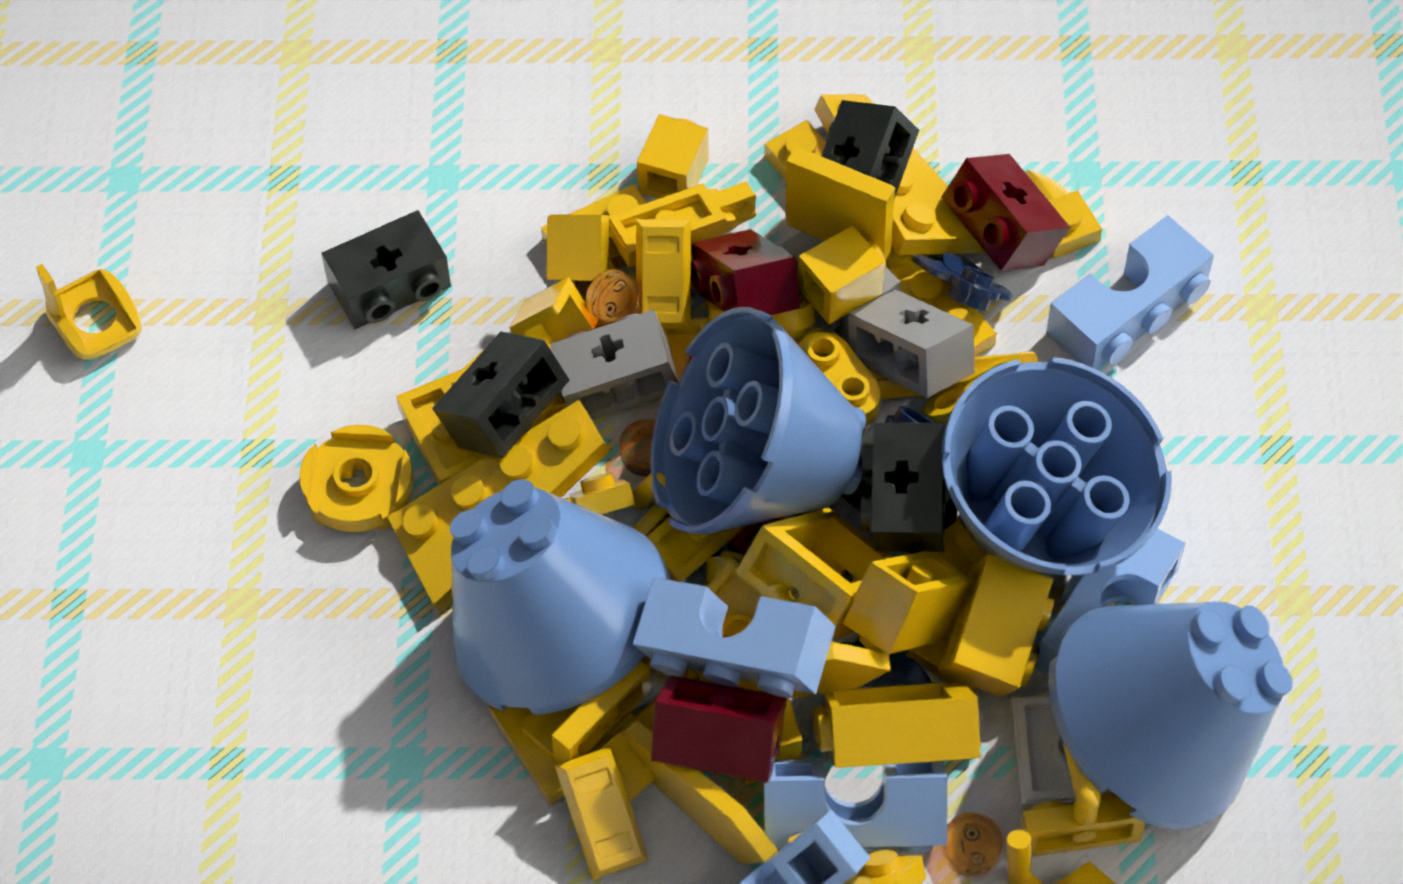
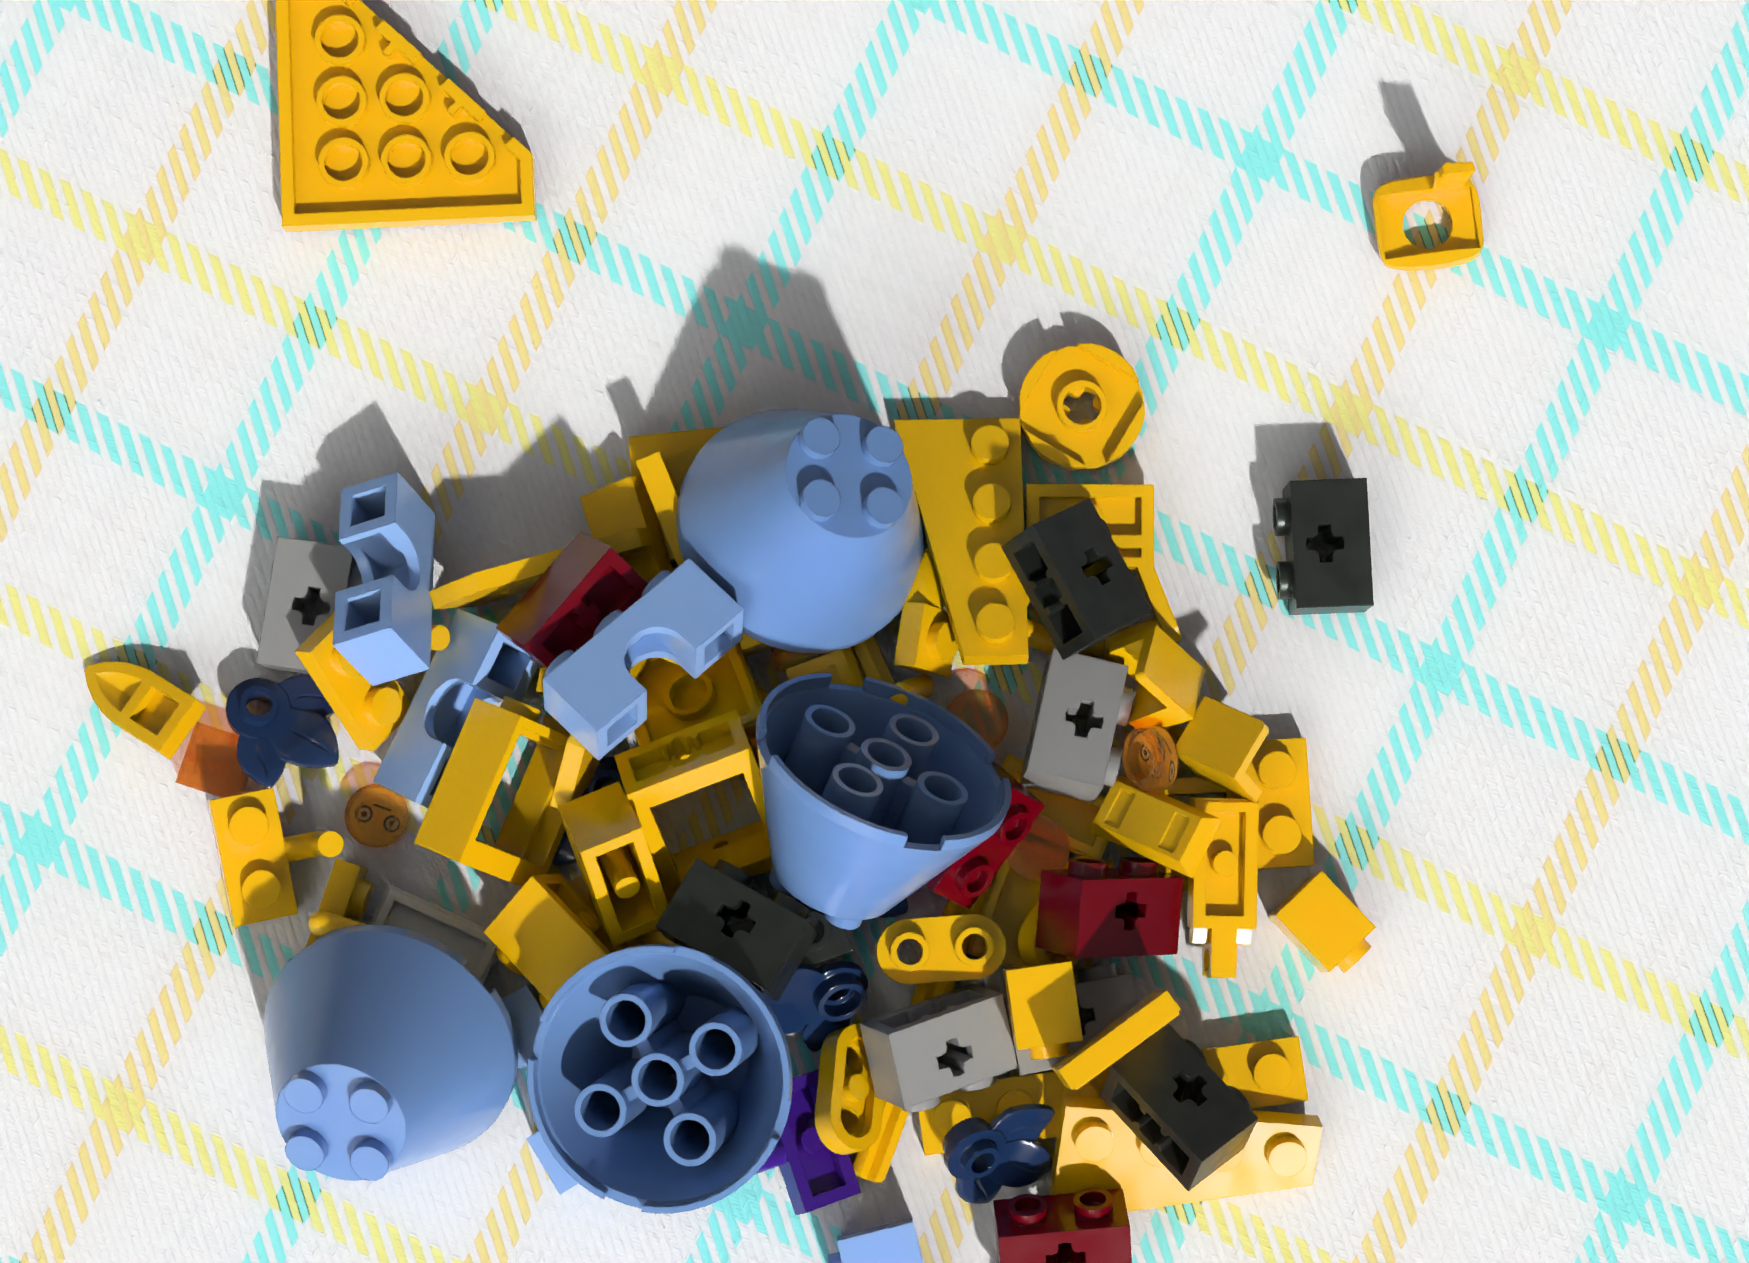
camera: 115 degrees right, 25 degrees up
(601, 812) = (580, 476): yellow tile -> none

